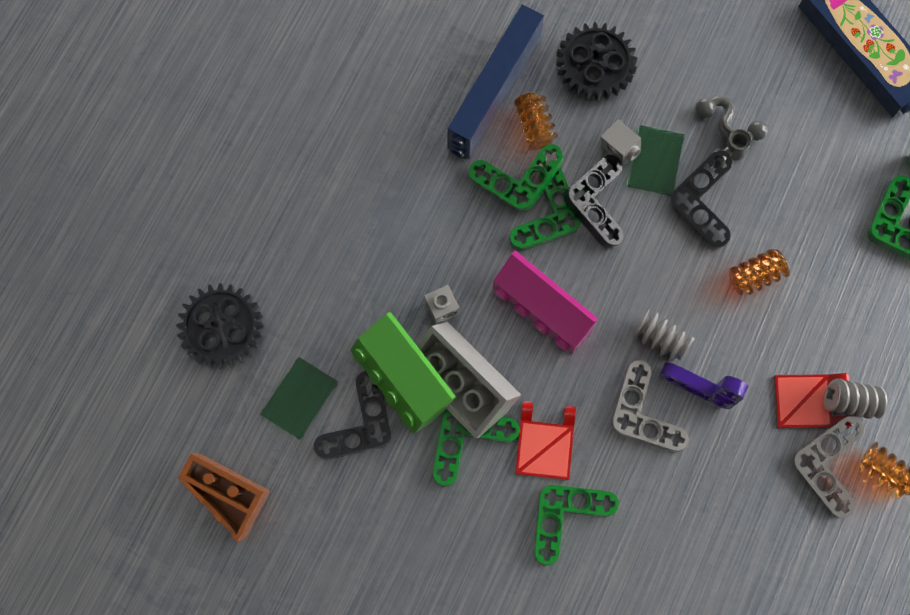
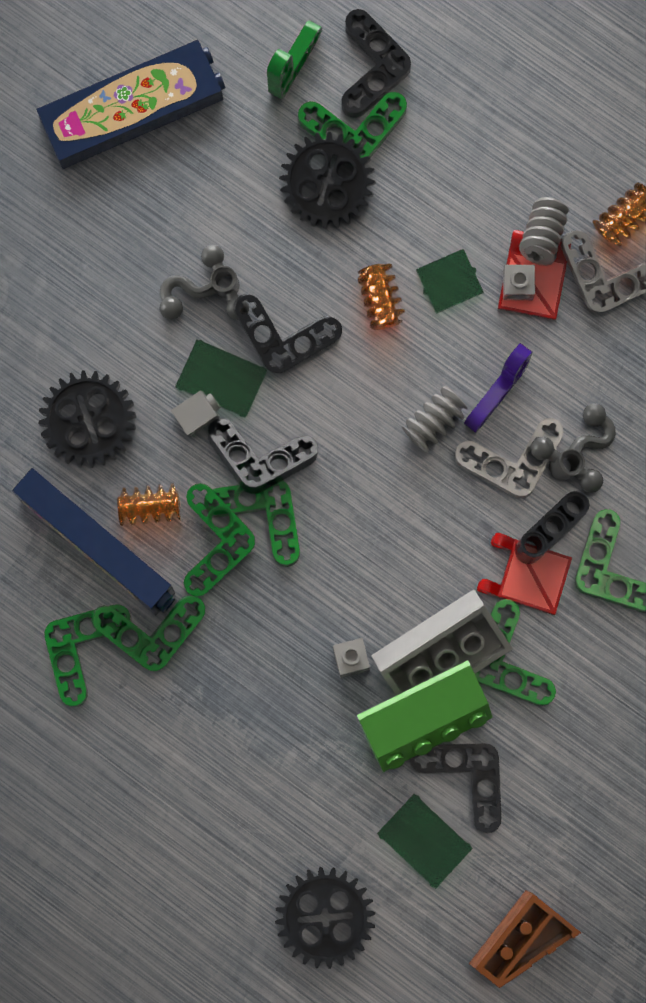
camera: 75 degrees left, 5 degrees up
(408, 85) = (68, 647): none -> green beam
(422, 141) = (146, 643): none -> green beam
(543, 303) = (373, 542): dark pink slope -> none
(603, 459) = (558, 515): none -> black beam
(641, 482) = (590, 480): none -> dark grey piece
(788, 330) = (449, 281): none -> clear green piece
(802, 384) = (518, 282): none -> light grey brick
(848, 188) = (301, 172): none -> black gear

